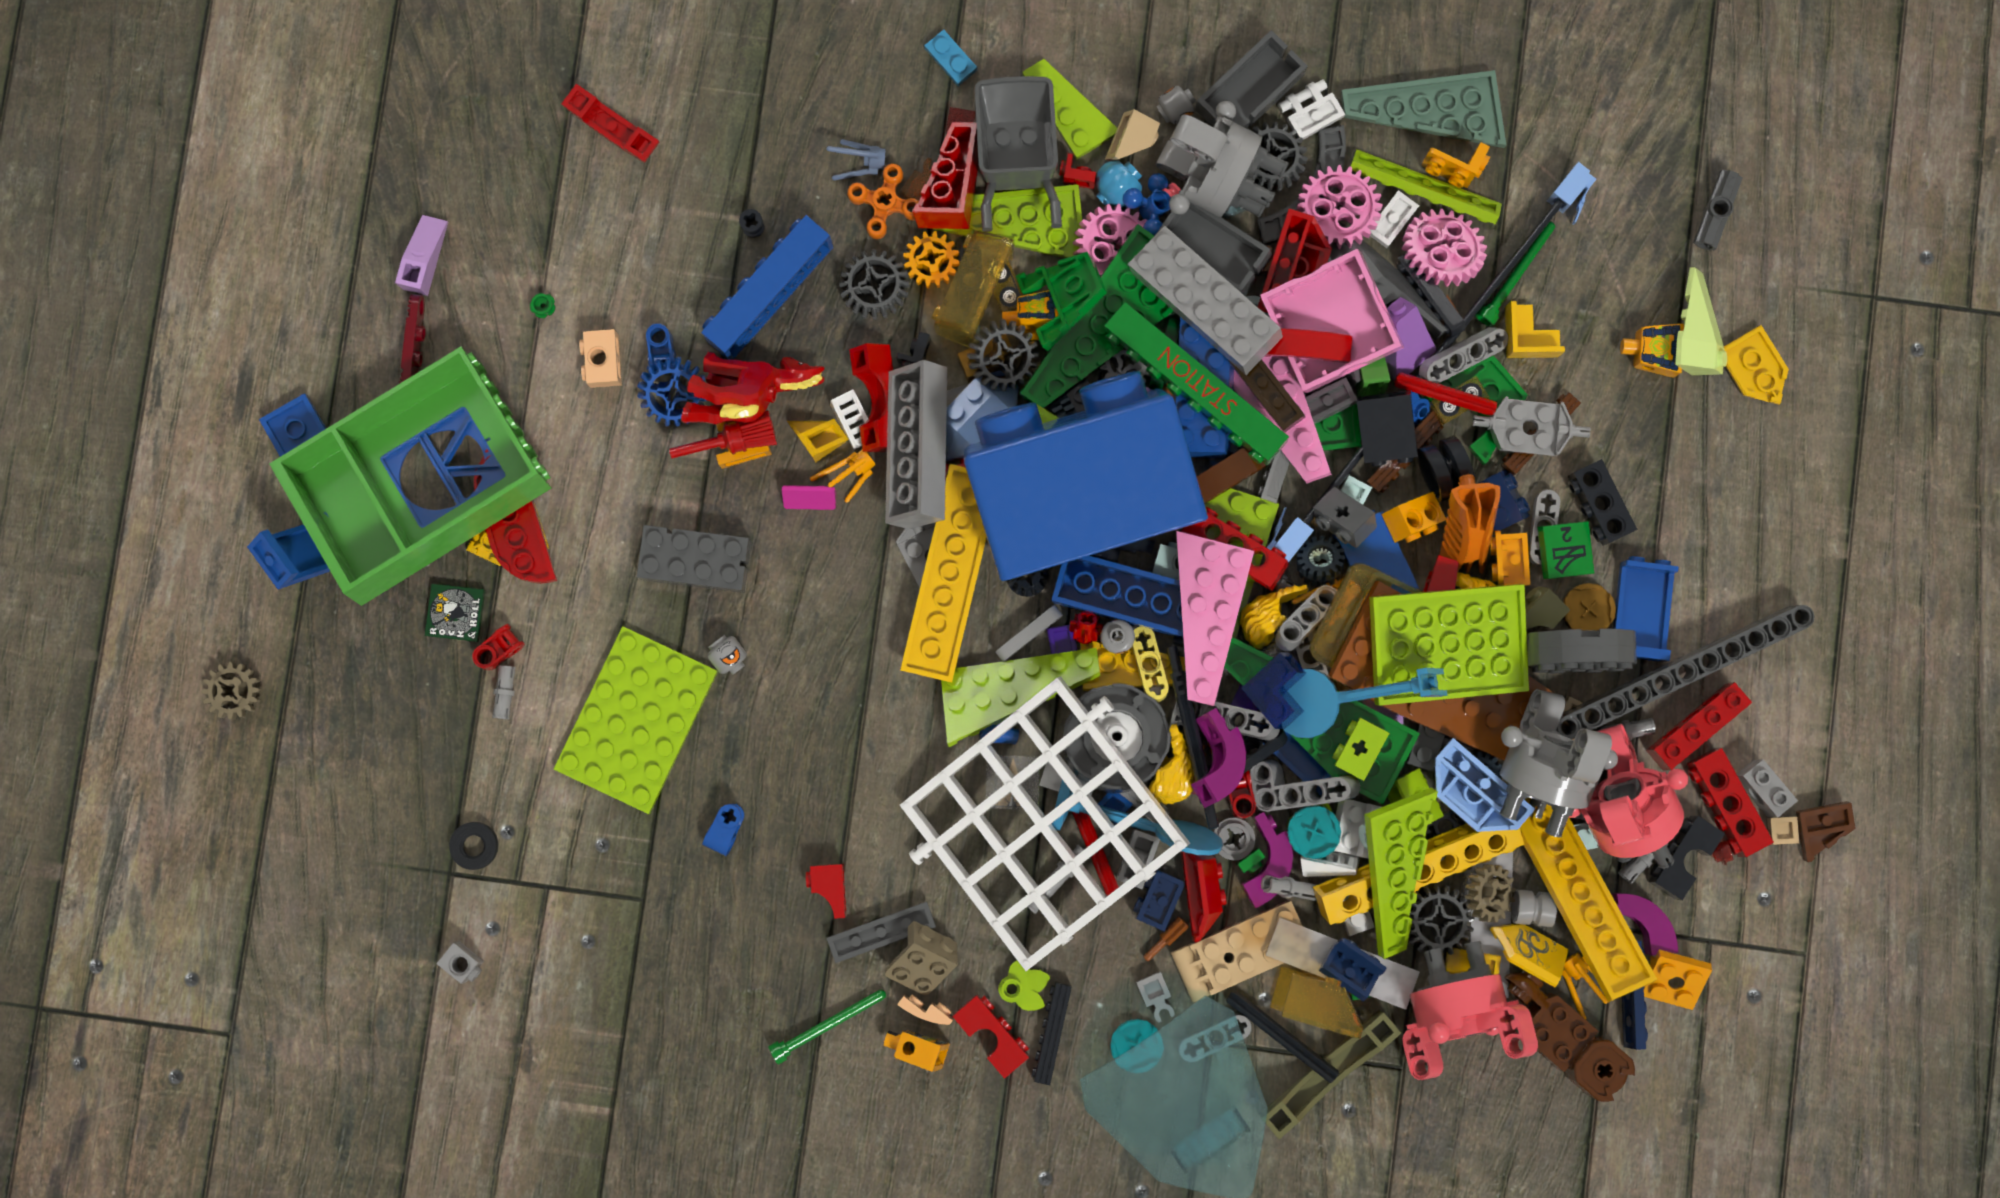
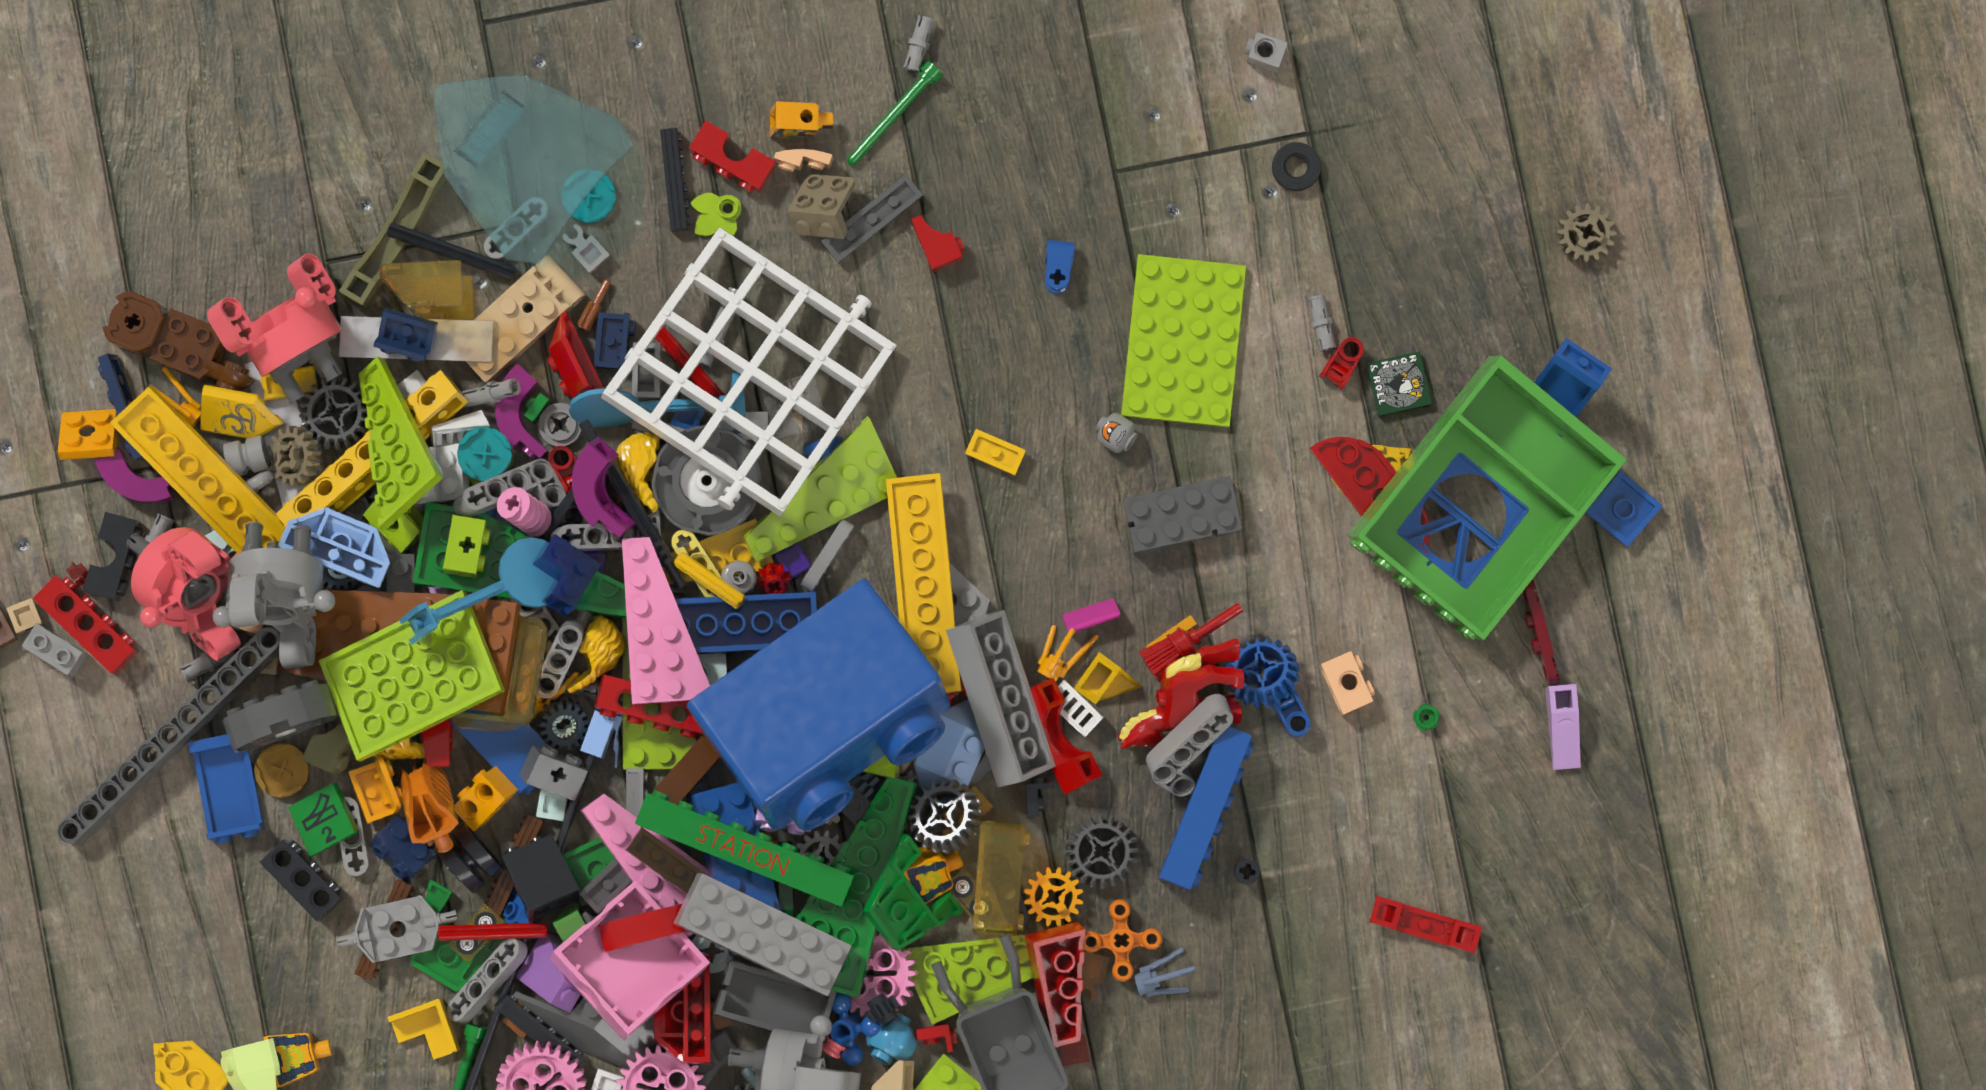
camera: 160 degrees right, 0 degrees up
(762, 348) = (1171, 757): none -> light grey beam
(780, 1084) = (918, 43): none -> light grey pin
(843, 675) = (995, 452): none -> yellow plate
(1118, 206) = (882, 1009): none -> black gear
(1145, 642) = (709, 580): none -> yellow axle
(1295, 763) = (524, 511): none -> bright pink piece
(1528, 881) = (260, 480): none -> light grey piece
(1698, 726) = (138, 689): red brick -> none

